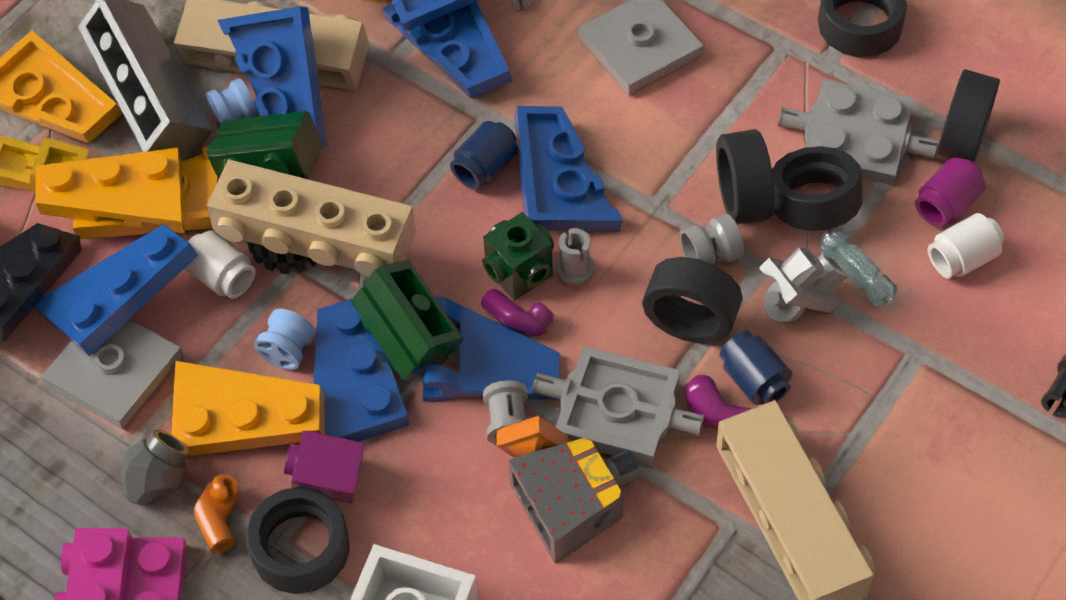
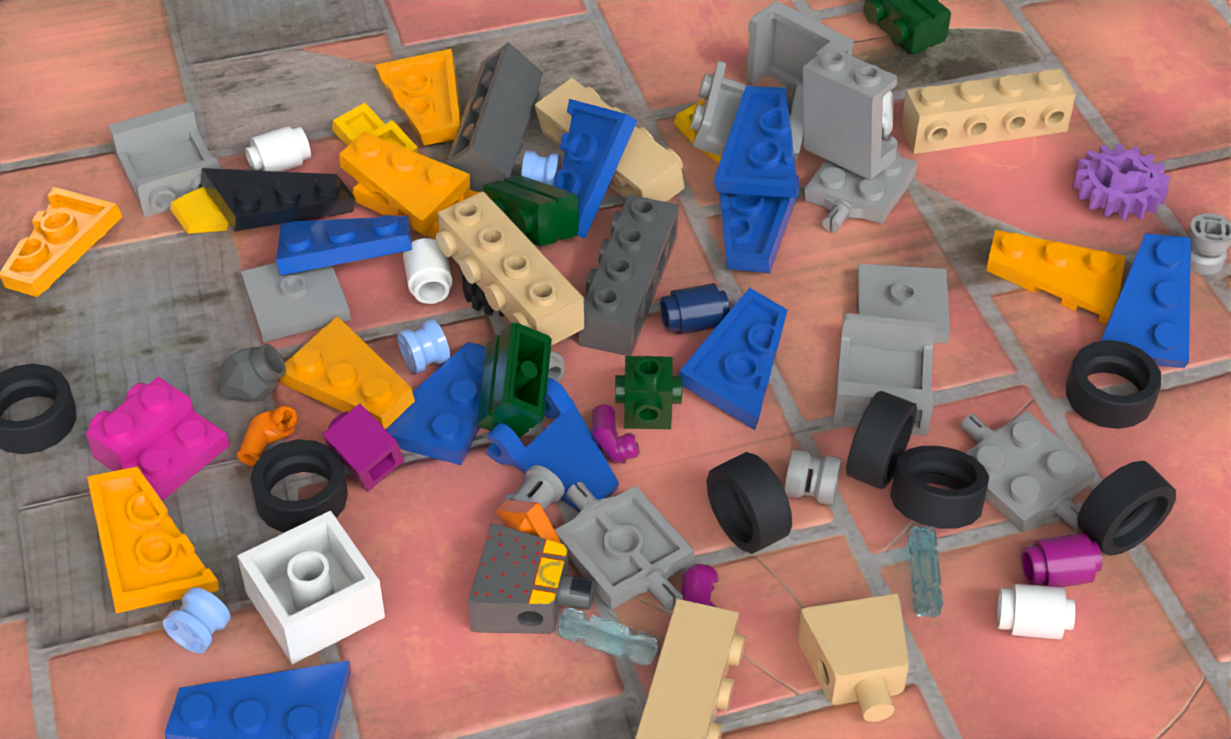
camera: 35 degrees right, 10 degrees down
(398, 152) = (628, 274): none -> dark grey brick
(574, 263) = (690, 428): light grey pin -> none
(672, 490) = (608, 636): none -> clear light blue axle
(680, 114) = (884, 357): none -> light grey panel
(756, 368) = (759, 589): dark blue brick -> none
(802, 284) = (851, 548): light grey hips -> none
(873, 369) = (857, 652): none -> tan torso

